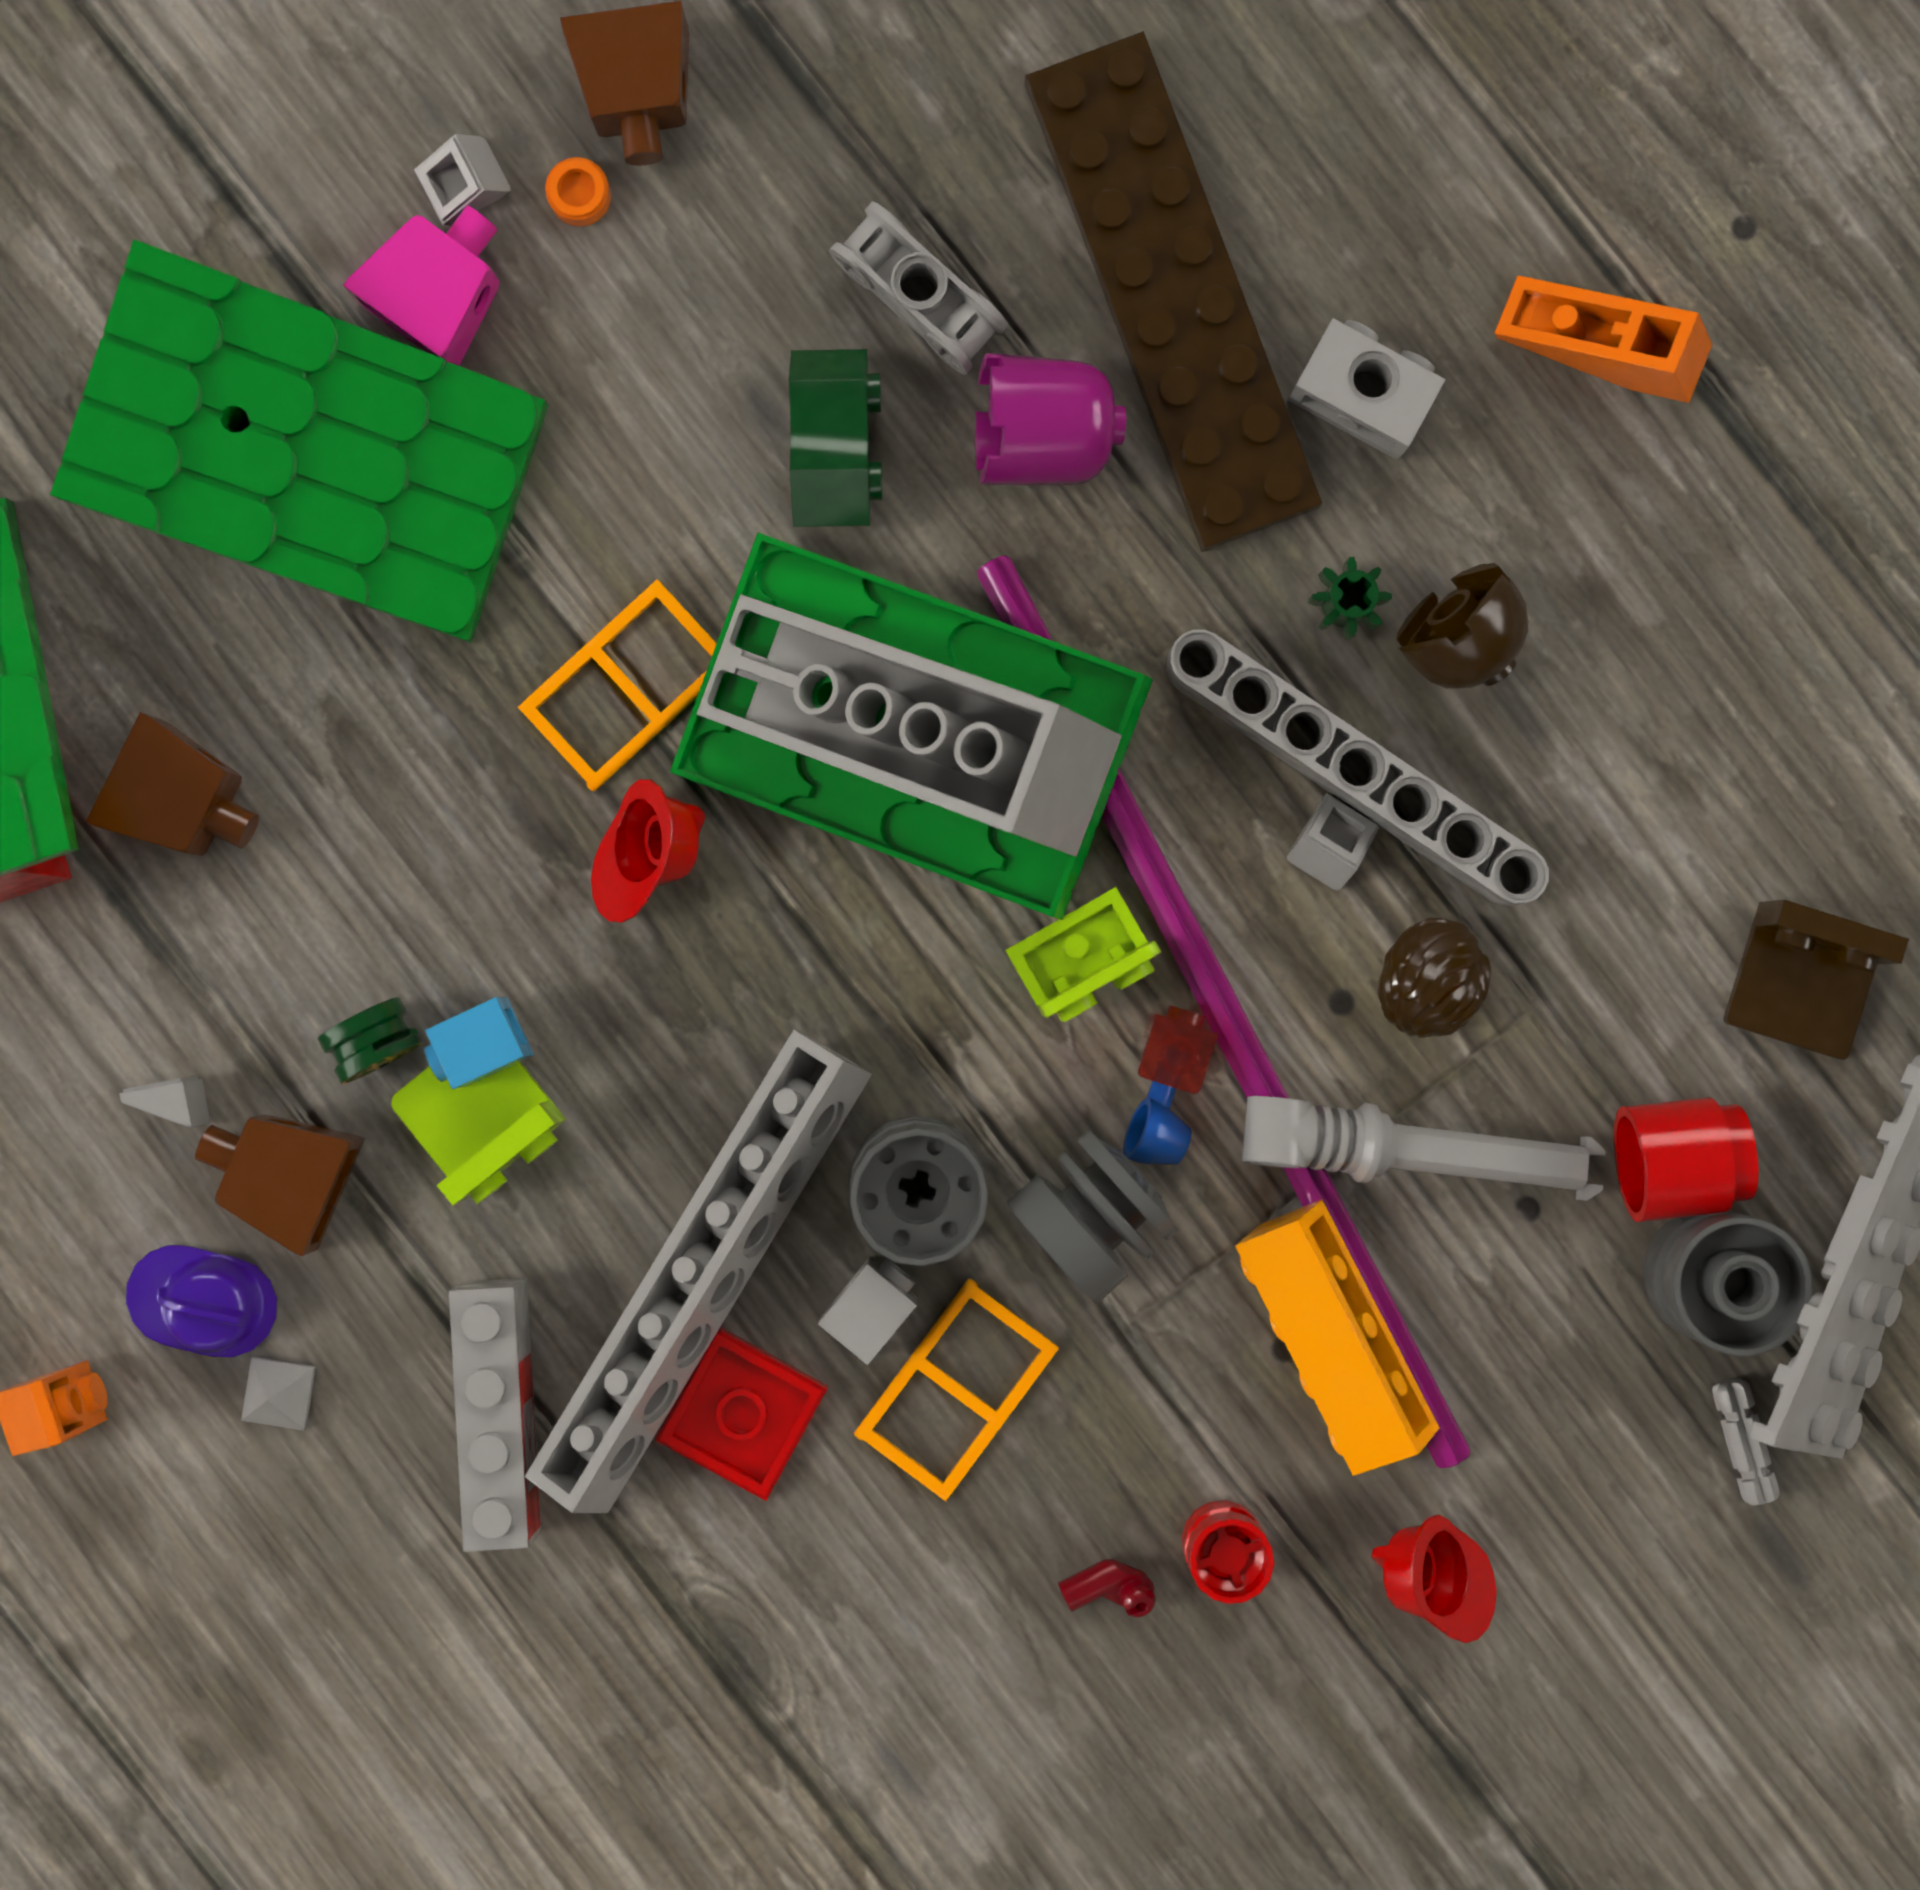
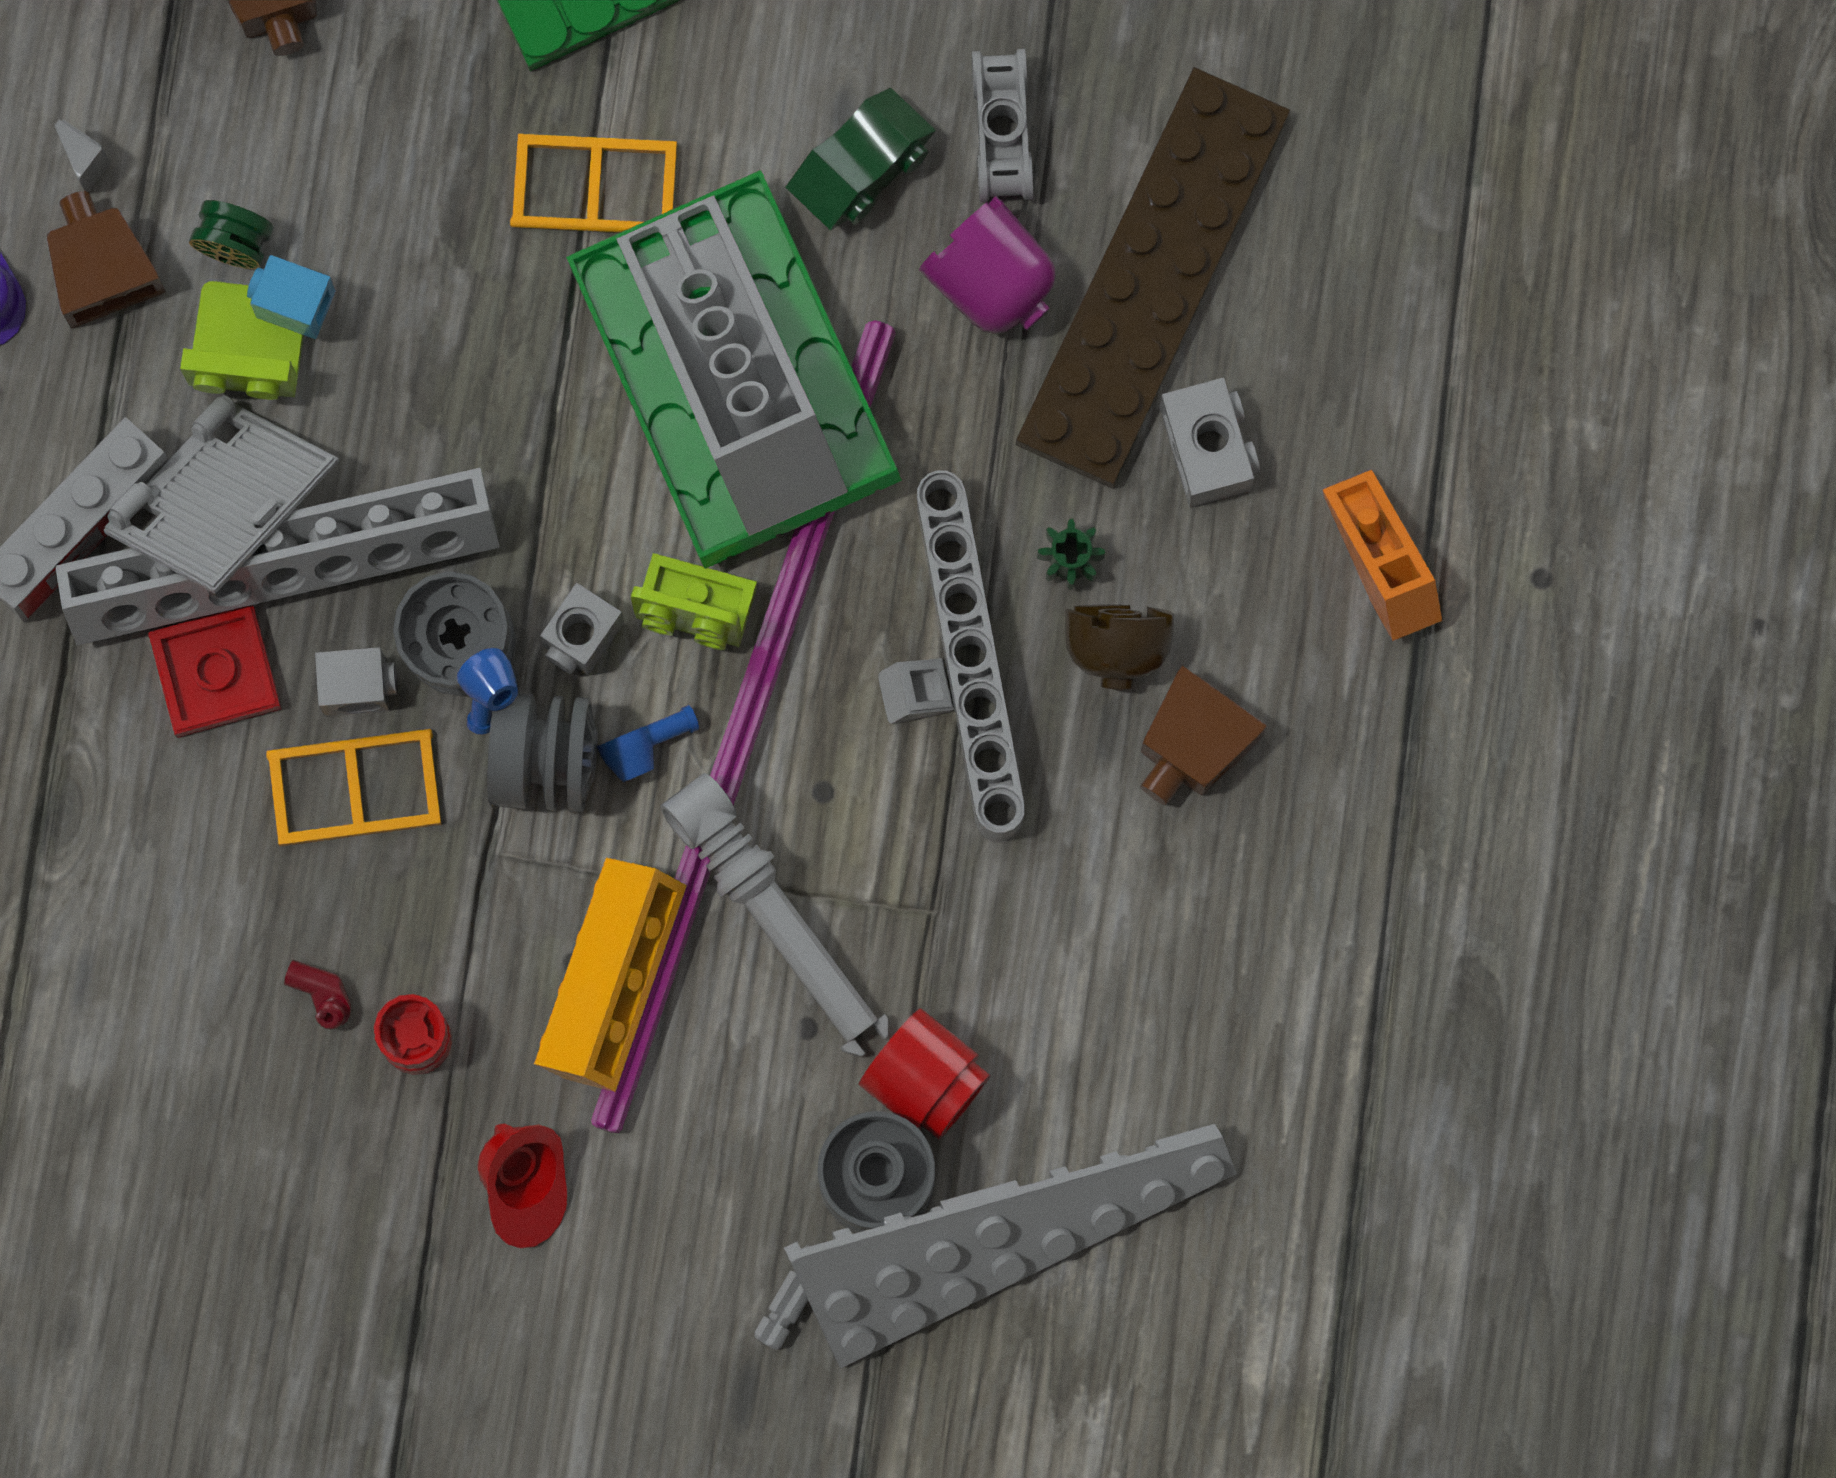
camera: 45 degrees right, 10 degrees down
(598, 1274) = (219, 494): none -> light grey window
(645, 847) = (506, 285): red piece -> none
(1004, 1214) = (491, 685): none -> blue bar
(1021, 1047) = (581, 607): none -> light grey brick
(1177, 1050) = (692, 708): clear red bracket -> none
(1433, 978) = (889, 826): dark brown hair -> none
(1609, 649) = (1195, 738): none -> reddish brown torso
(1808, 976) = (1115, 1053): dark brown bracket -> none

